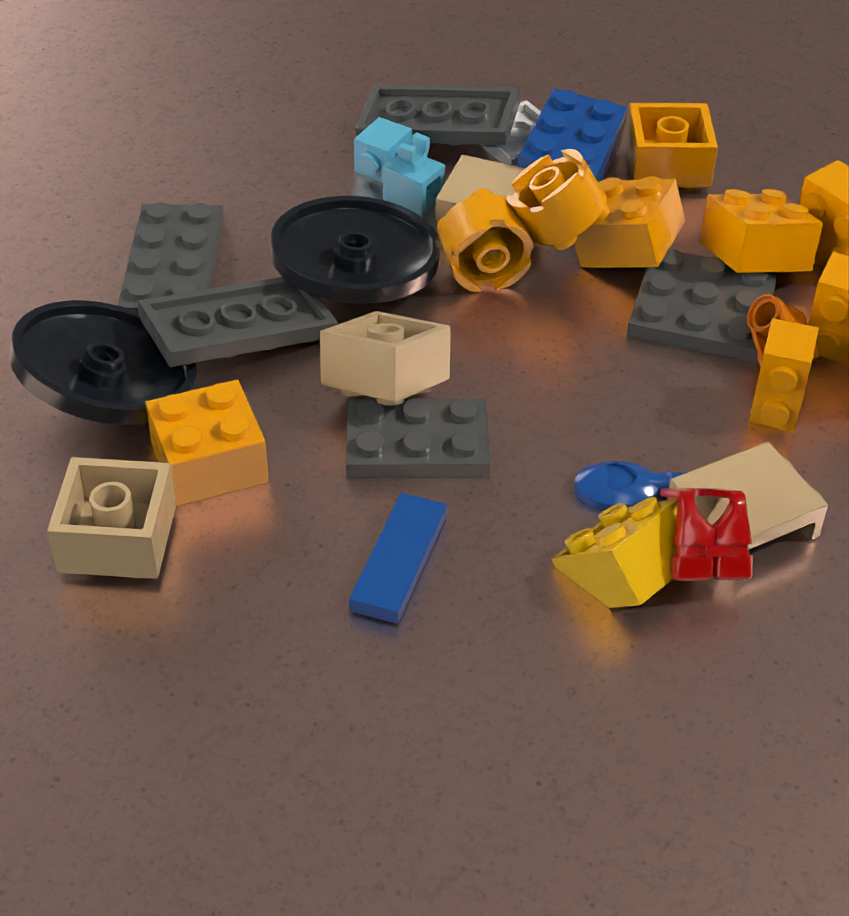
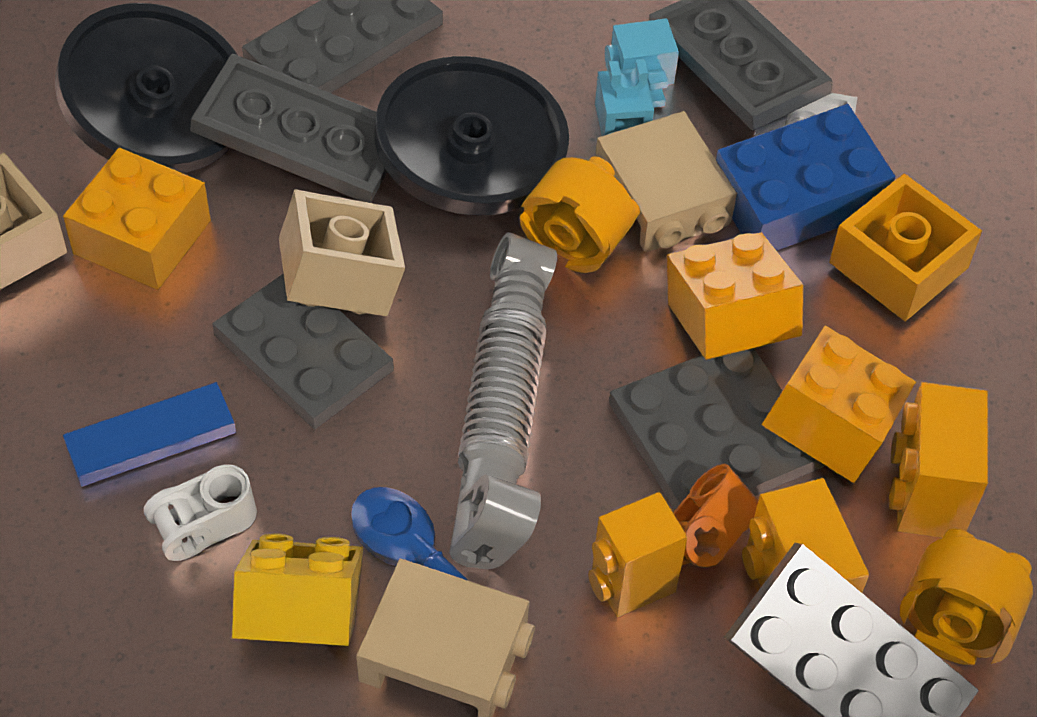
camera: 45 degrees right, 10 degrees up
(508, 559) = (200, 513): none -> white piece
(558, 199) = (661, 221): light orange brick -> none
(618, 394) = (493, 511): none -> light grey piece
(708, 549) = (342, 650): red piece -> none

